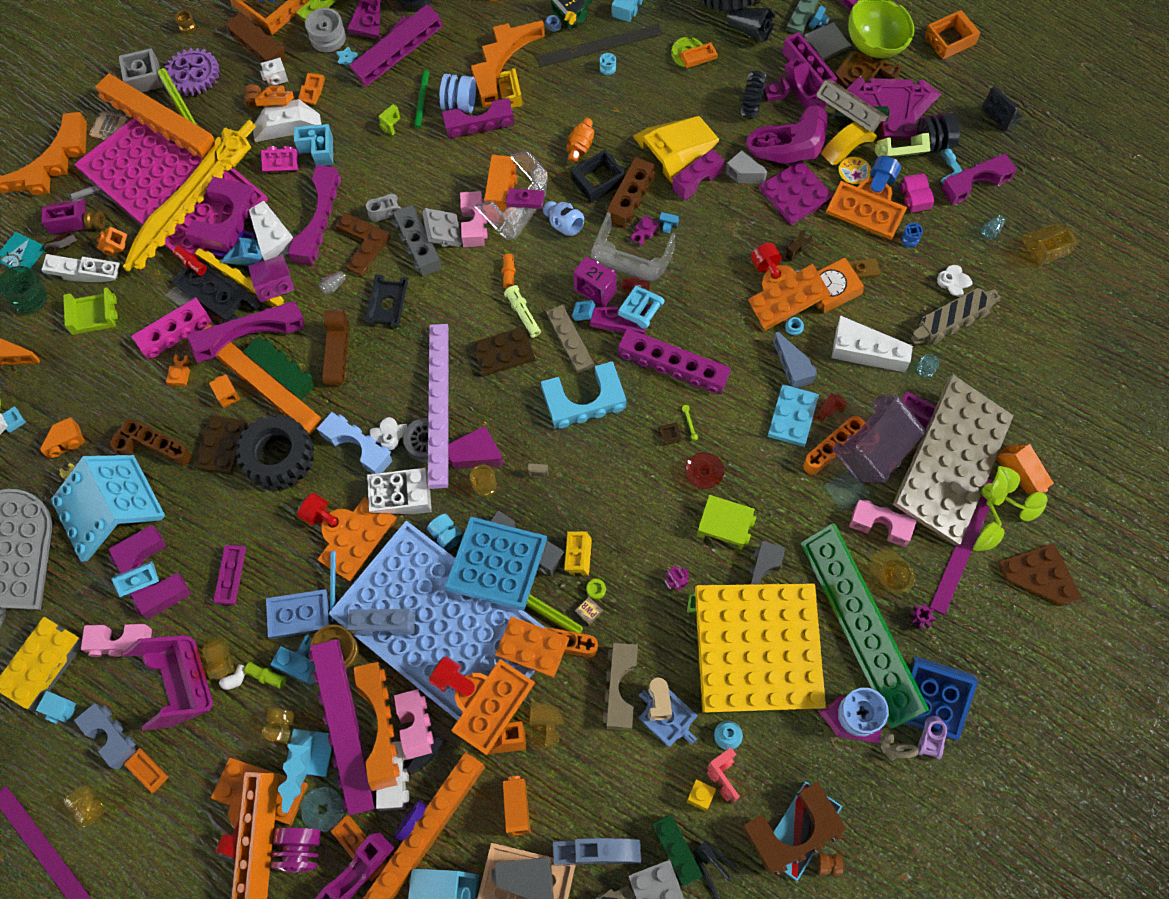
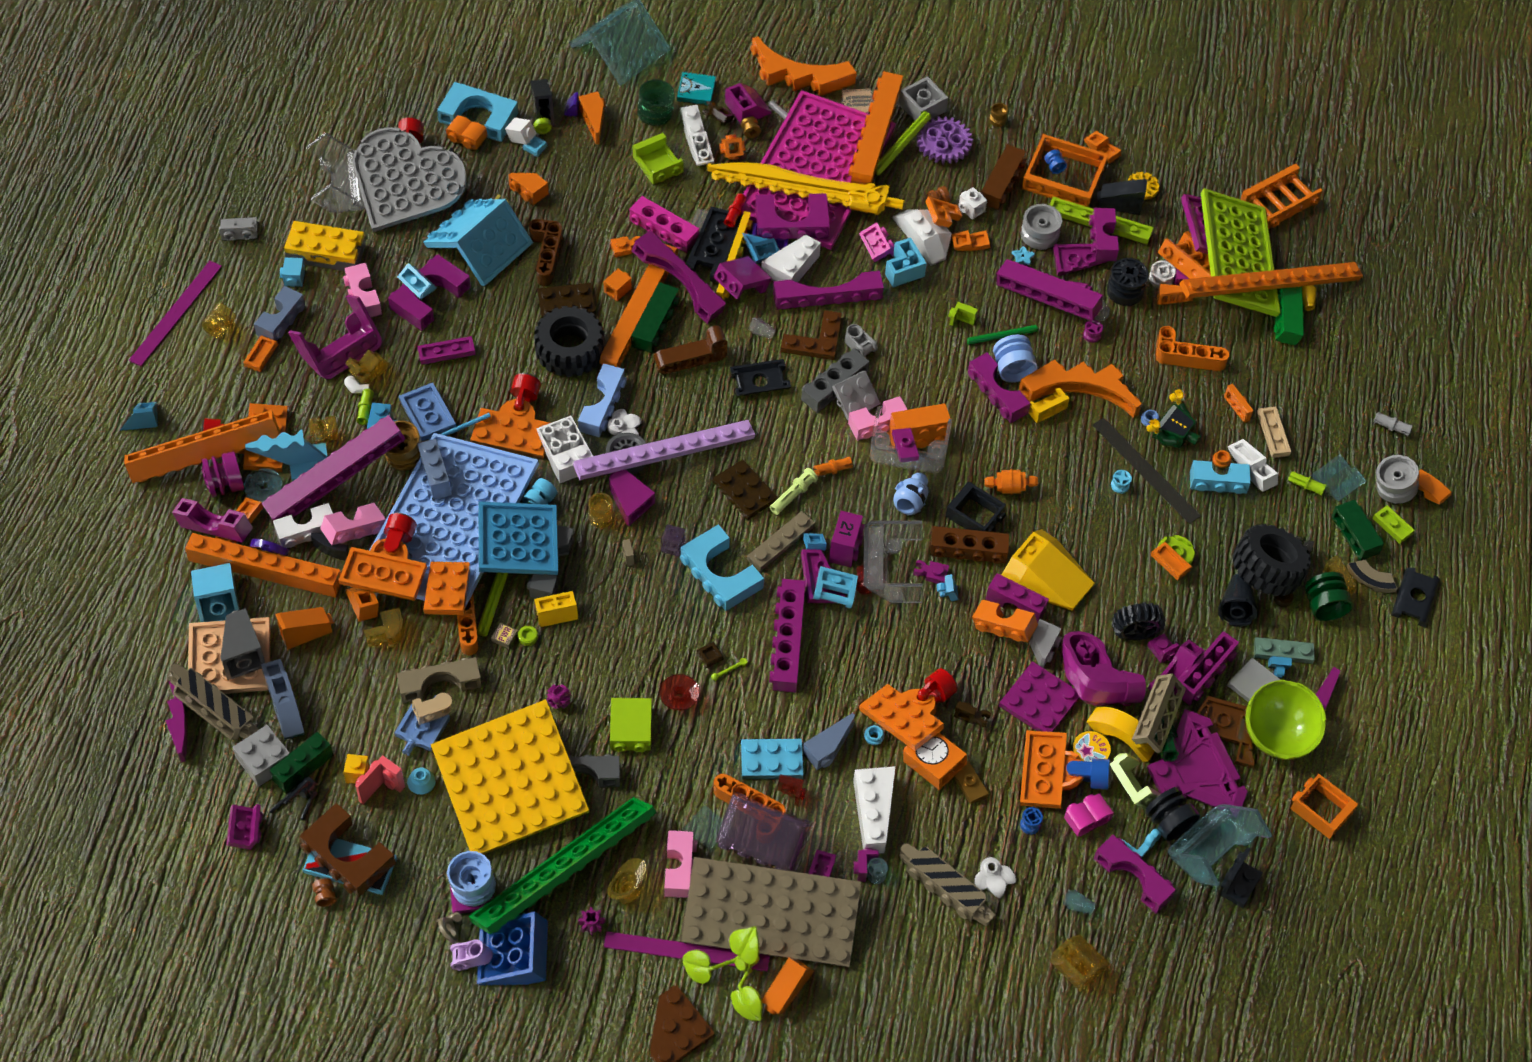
camera: 65 degrees right, 10 degrees down
(380, 765) = (309, 506): orange arch -> none
(449, 32) = (1096, 329): none -> magenta wheel
(539, 427) = (672, 540): none -> clear purple brick
(712, 201) = (1017, 627): none -> orange arch
(920, 374) = (863, 858): none -> magenta bracket
(954, 99) = (1214, 837): none -> clear light blue windscreen

